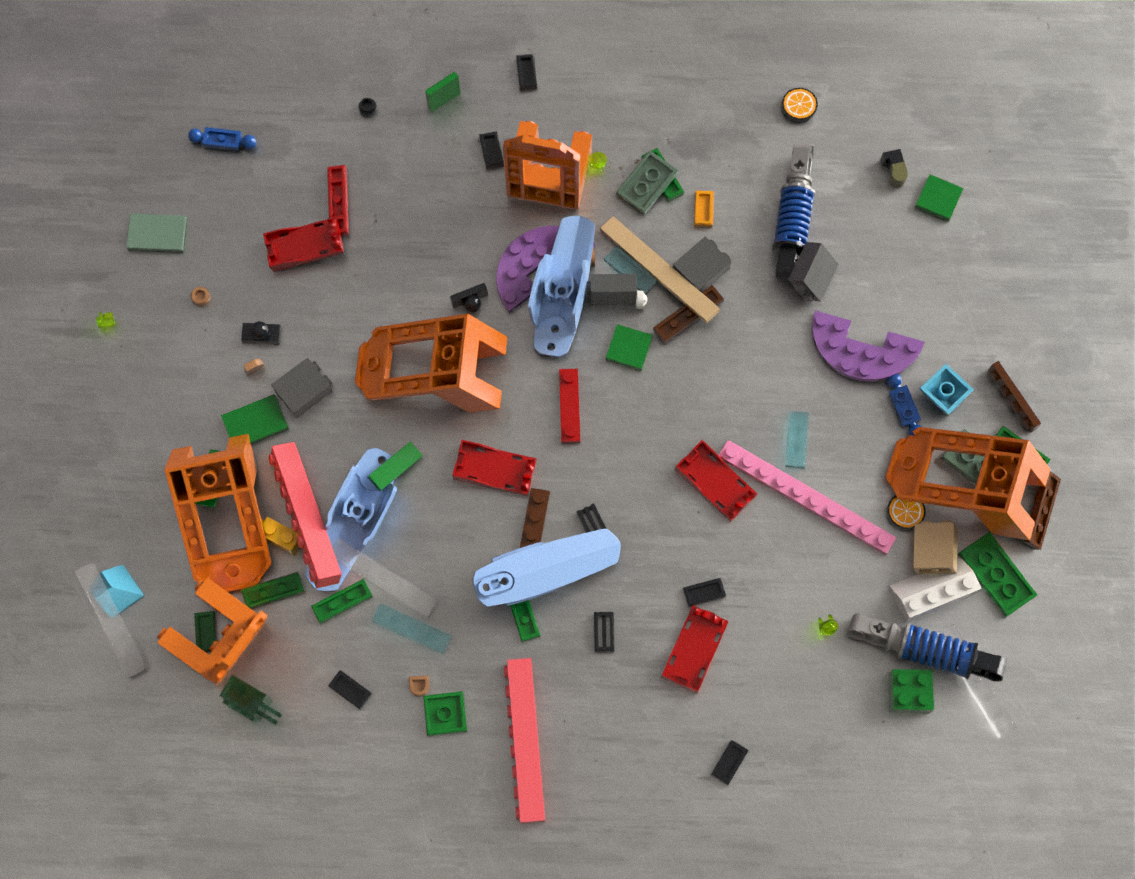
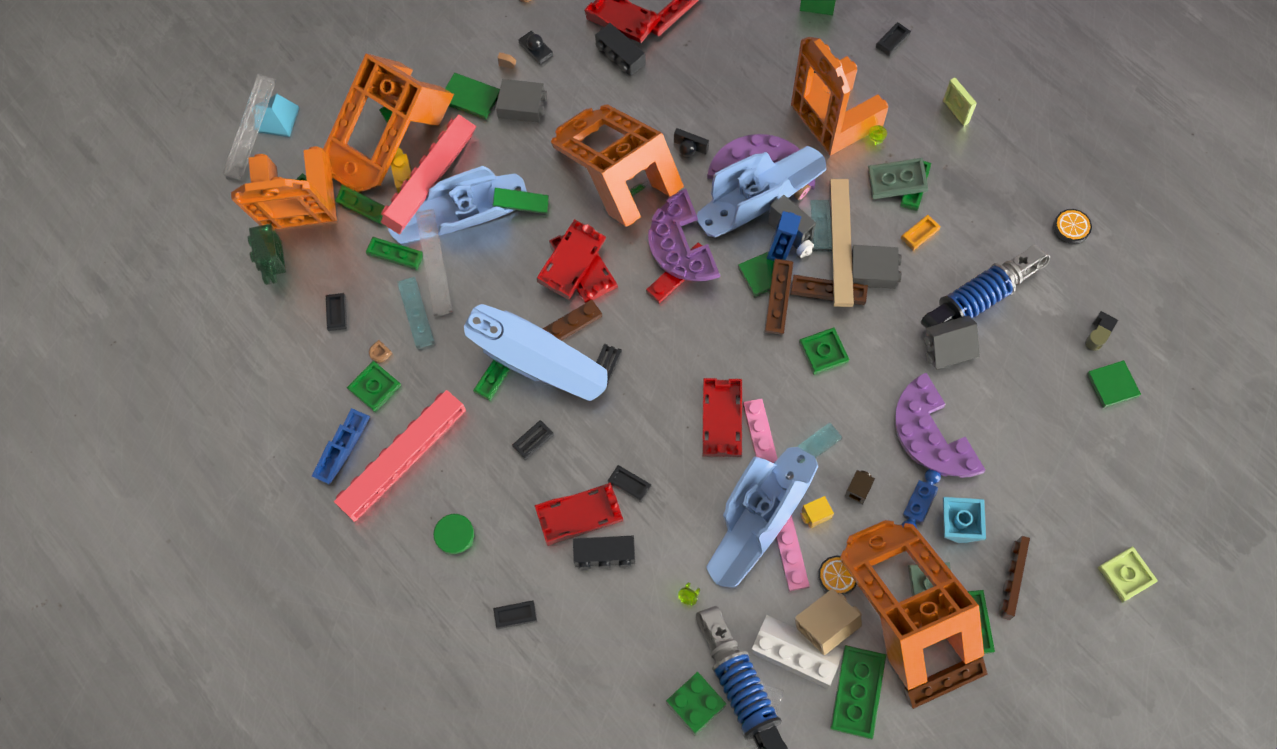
camera: 50 degrees right, 5 degrees down
(332, 273) = (620, 49): none -> black brick
(474, 780) = (341, 446): none -> blue slope
(486, 473) = (571, 259): none -> red piece
(543, 391) = (670, 245): none -> medium lavender plate
(625, 306) = (784, 236): none -> blue brick
(626, 754) = (453, 534): none -> green tile
(631, 81) = (959, 101): none -> yellowish green tile
(661, 354) = (778, 296): none -> reddish brown plate
(731, 362) = (824, 350): none -> green tile
(742, 656) = (603, 552): none -> black brick
(817, 521) = (759, 511): none -> light blue piece
(848, 482) = (816, 512): none -> yellow brick
(858, 435) = (860, 486): none -> dark brown brick
(1075, 323) = (1127, 574): none -> yellowish green tile

